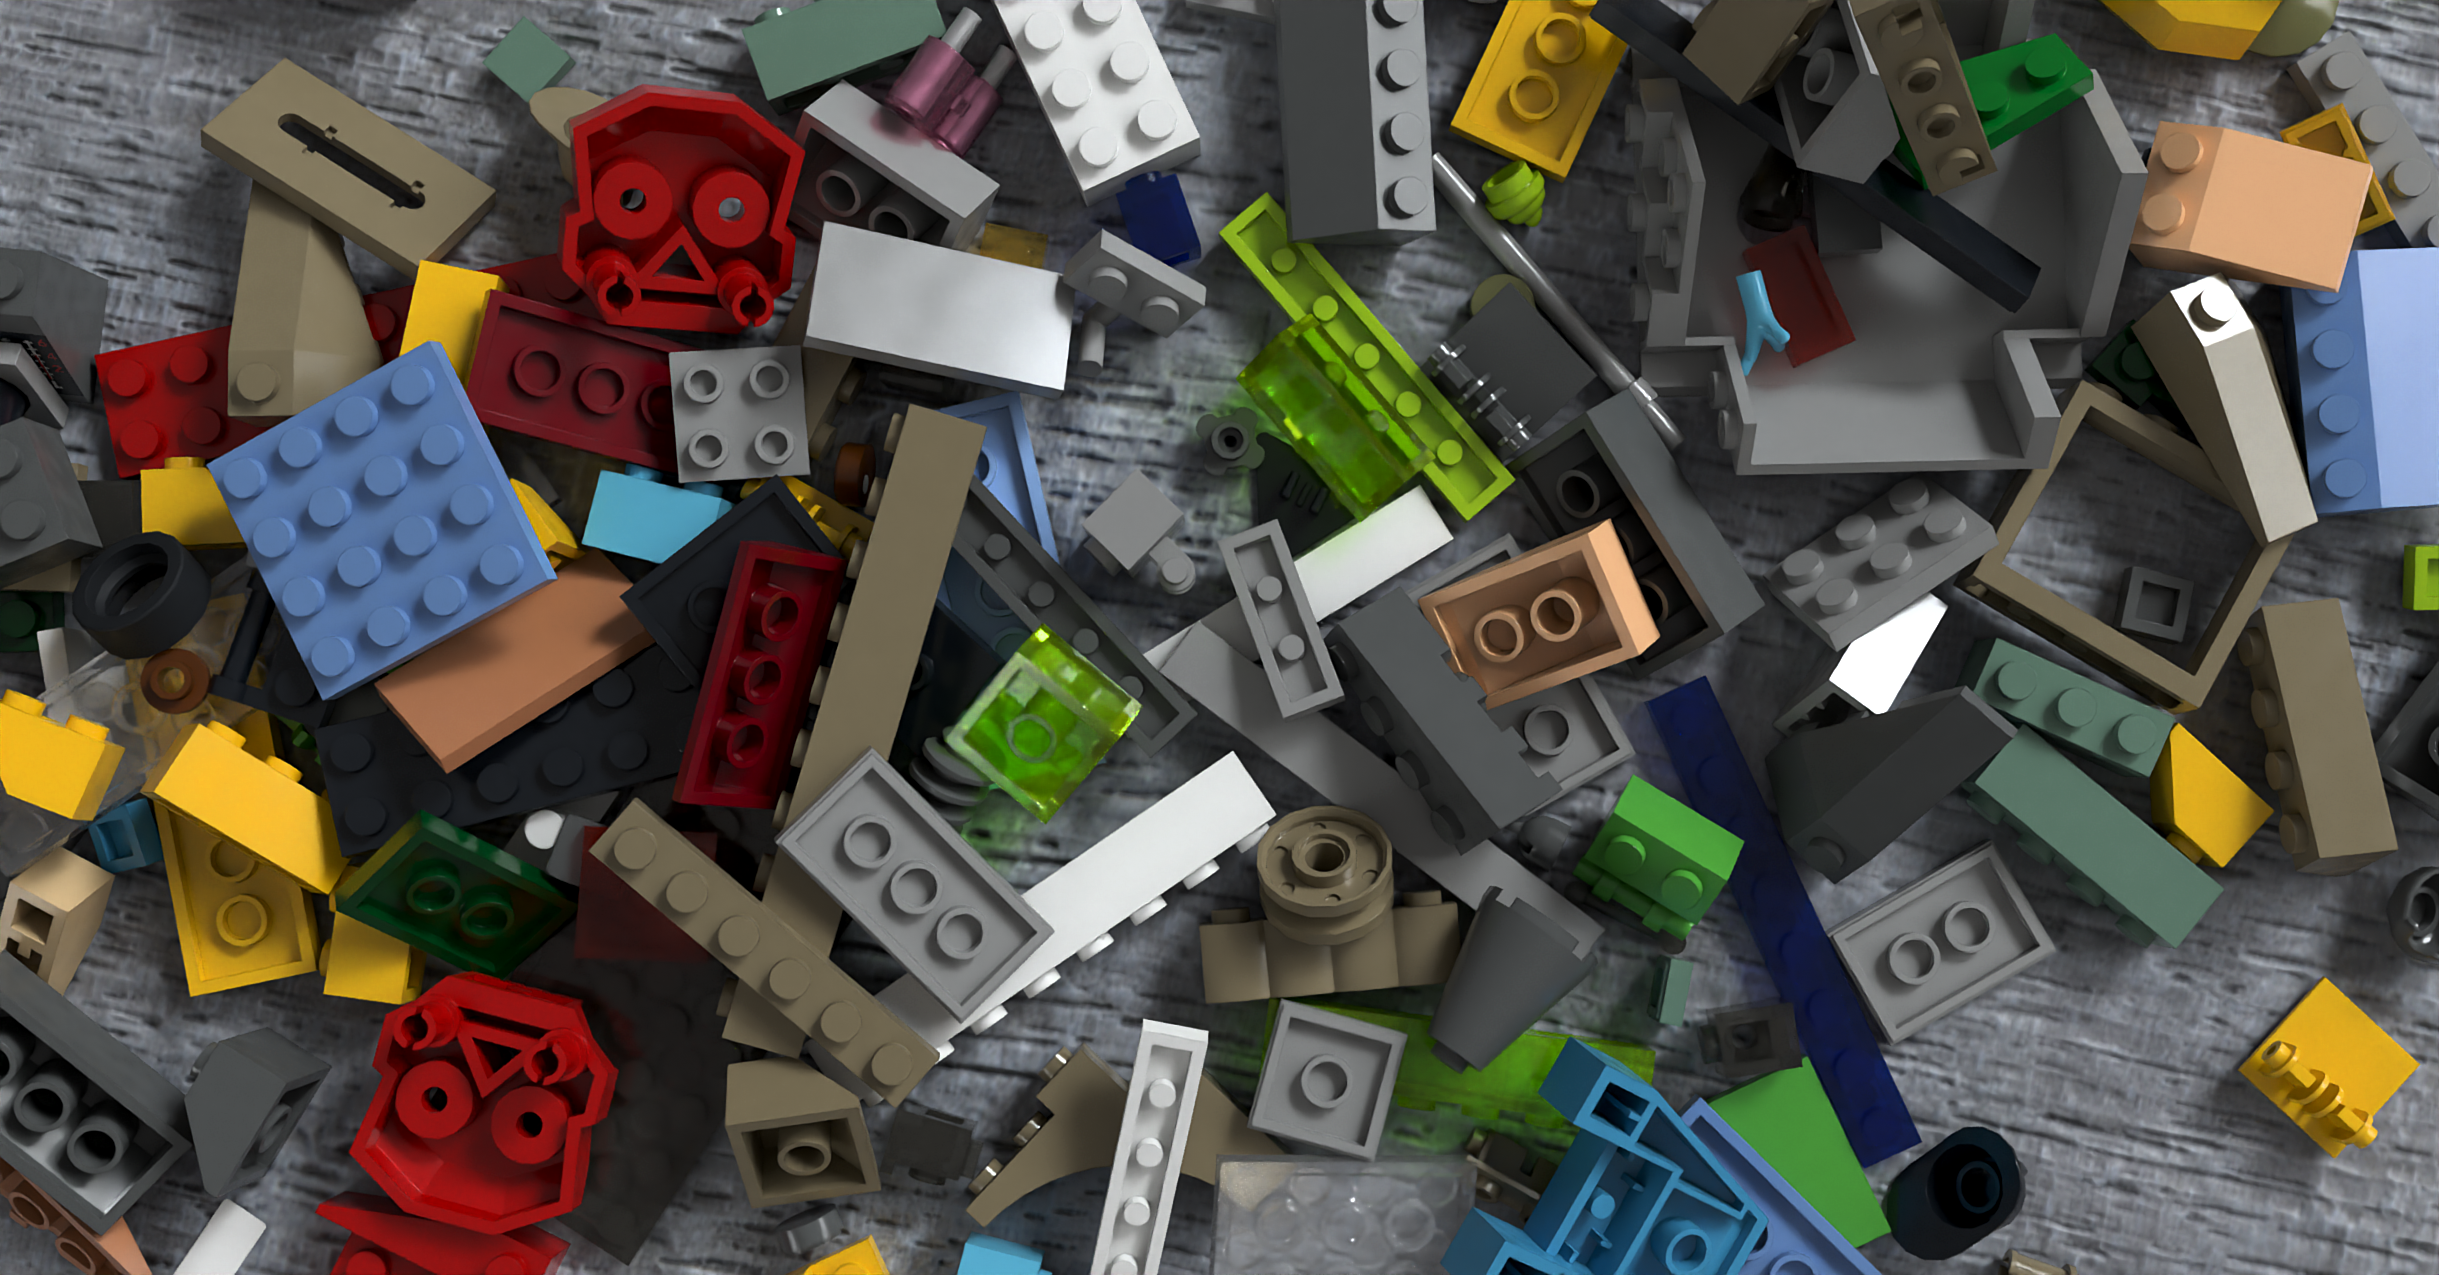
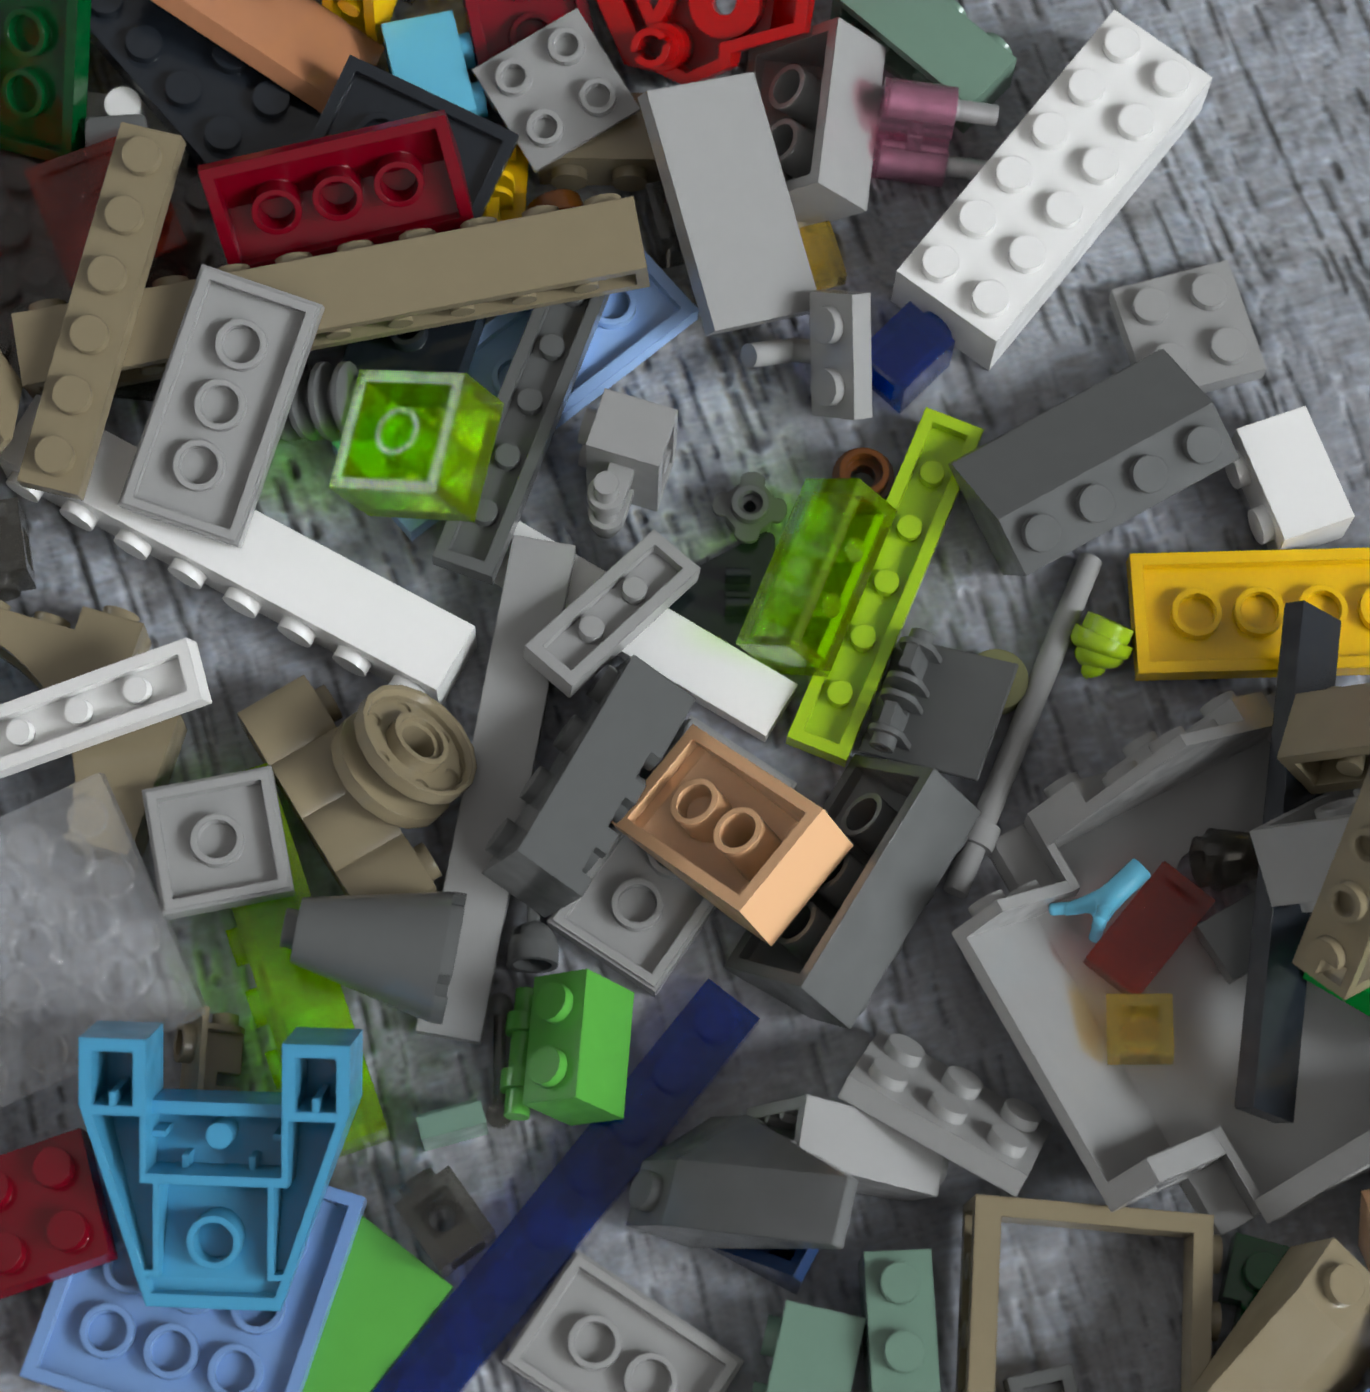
camera: 60 degrees right, 15 degrees down
(1245, 305) = (869, 462): none -> reddish brown plate
(1886, 353) = (1140, 1029): none -> clear yellow plate

